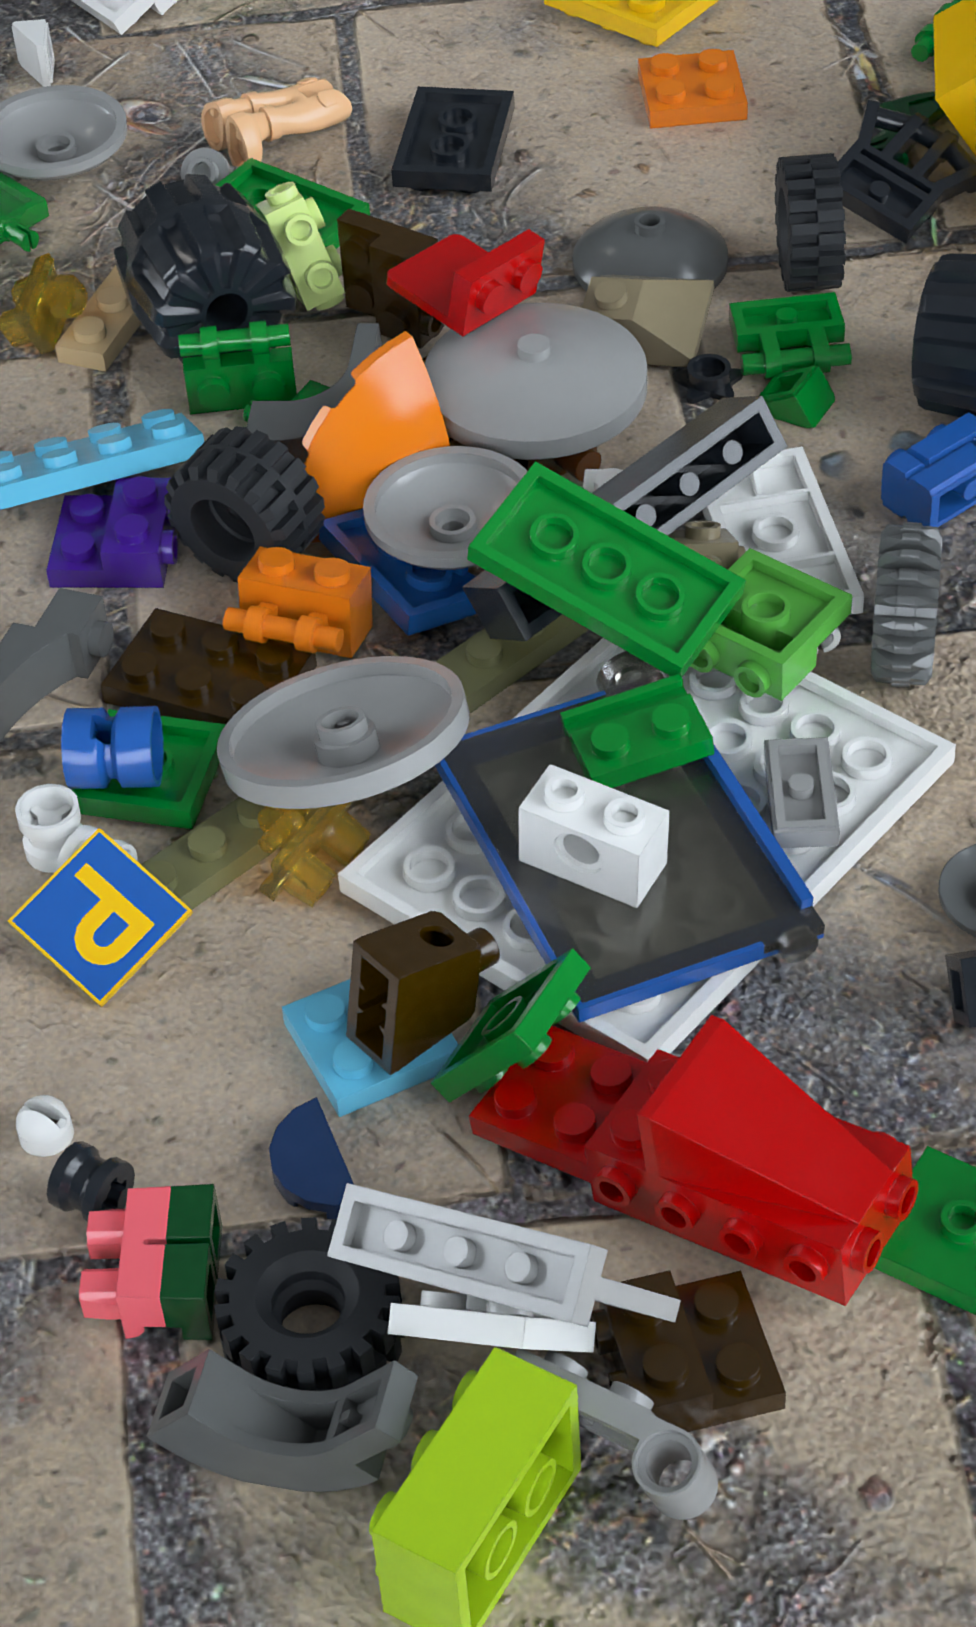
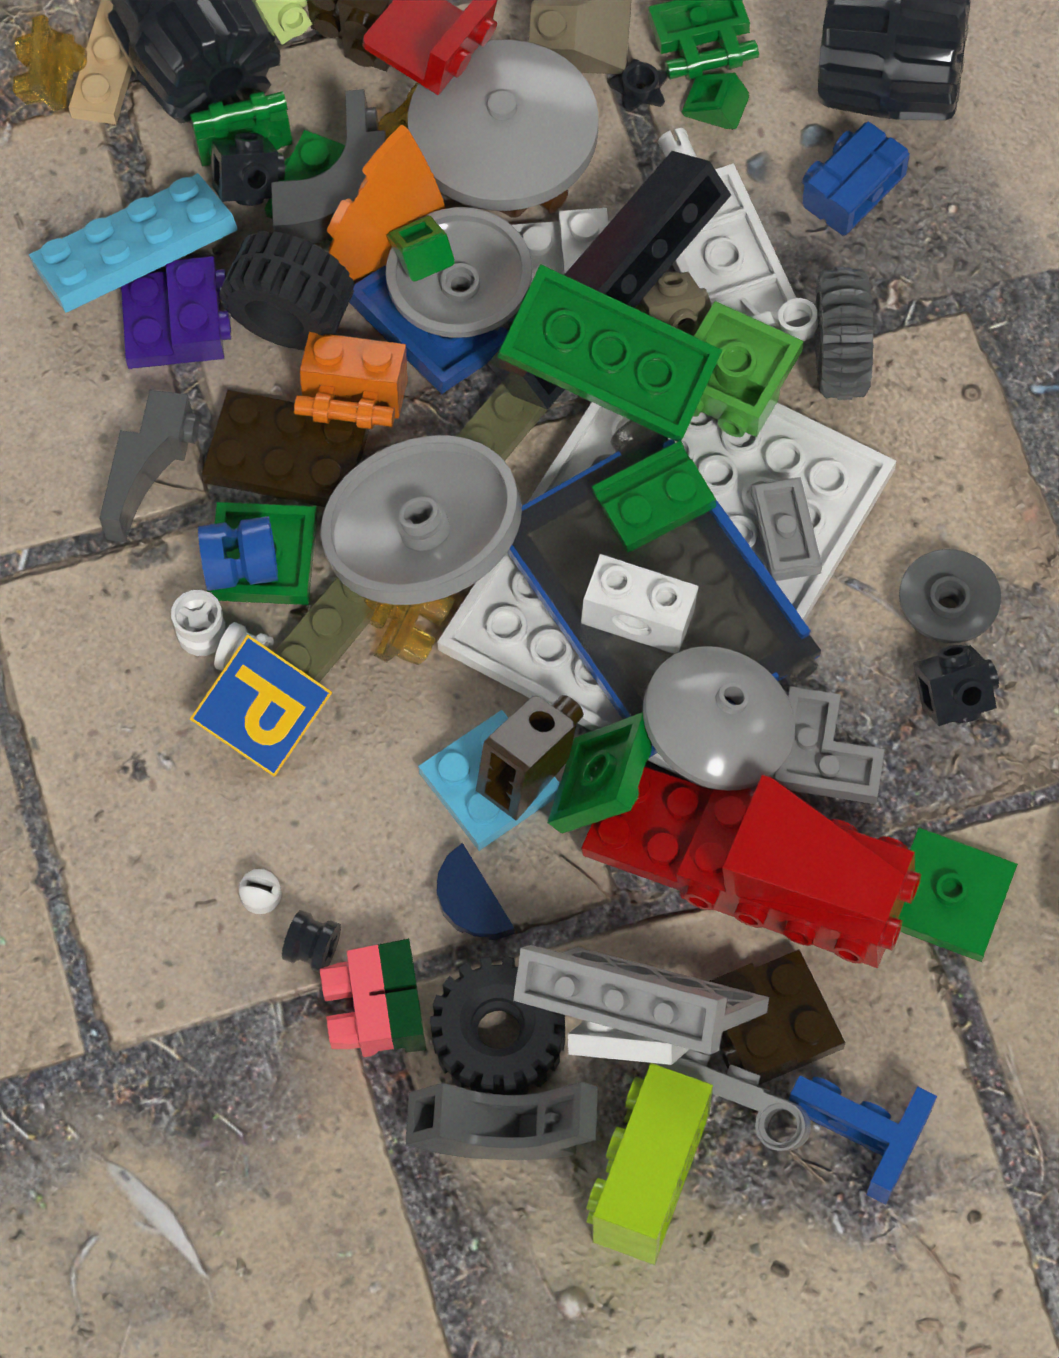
camera: 10 degrees left, 20 degrees up
(215, 387) = (246, 168): none -> black brick
(411, 476) = (422, 248): none -> green slope
(667, 964) = (704, 733): none -> light grey dish
(799, 1041) = (820, 763): none -> light grey plate
(804, 1504) = (867, 1126): none -> blue bracket
(857, 579) = (798, 318): none -> white hinge

